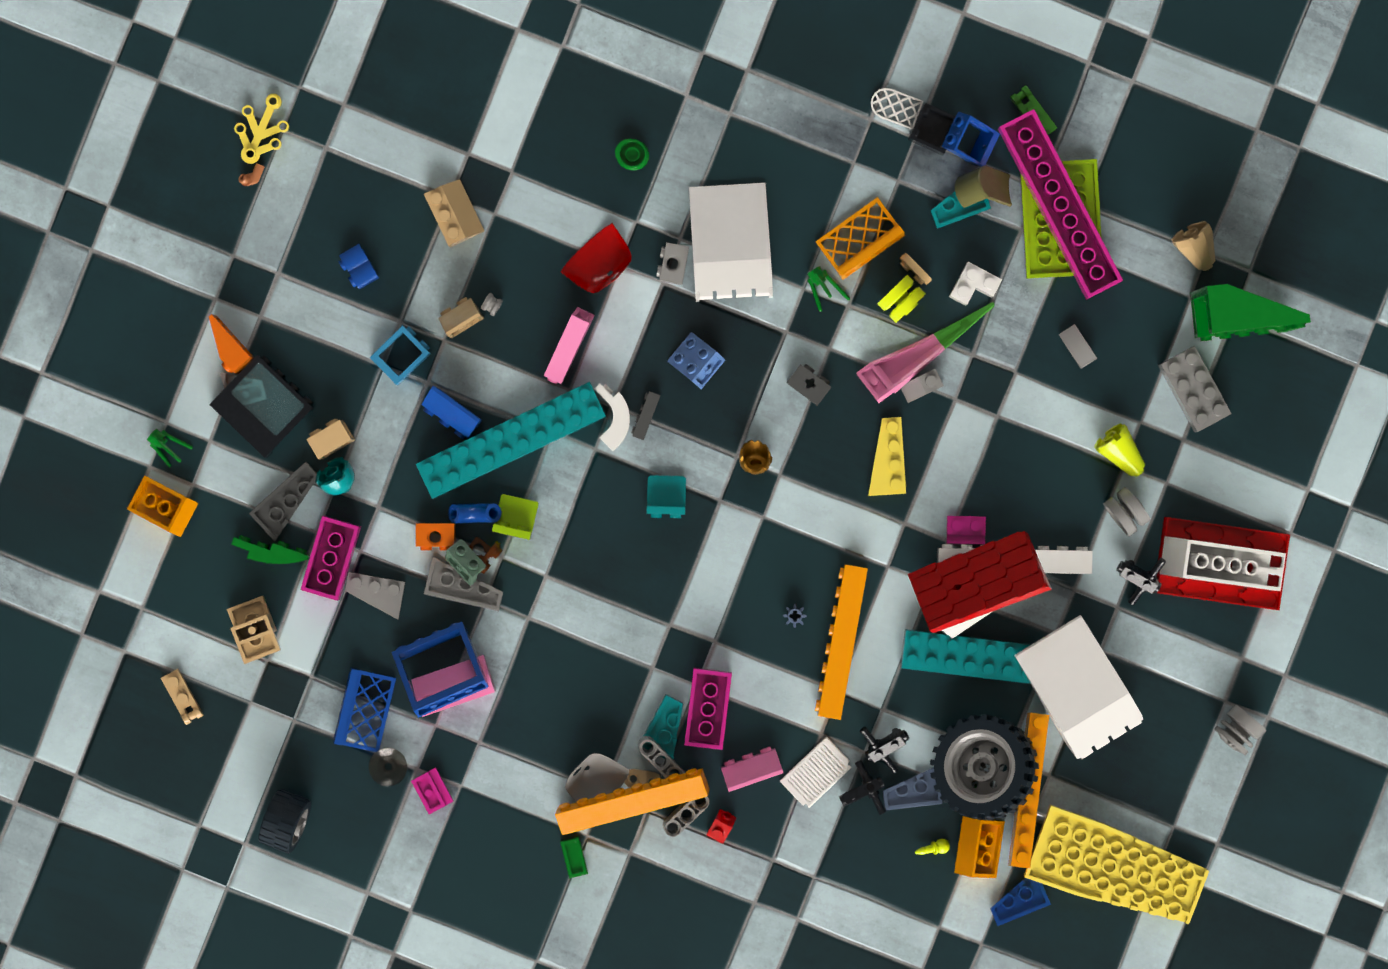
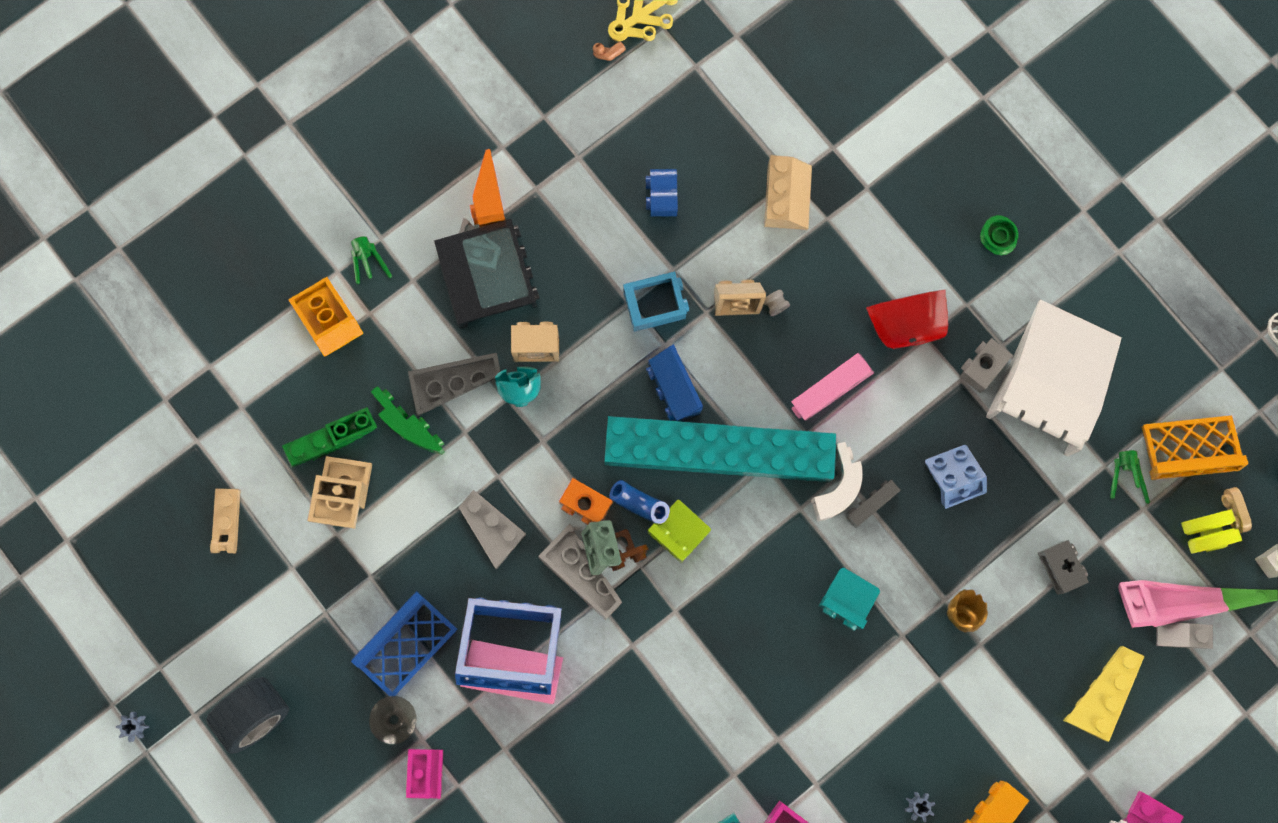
camera: 20 degrees right, 10 degrees down
(206, 870) = (138, 722): none -> sand blue gear
(221, 594) = (329, 439): none -> green slope
(330, 558) = (463, 464): dark pink brick -> none

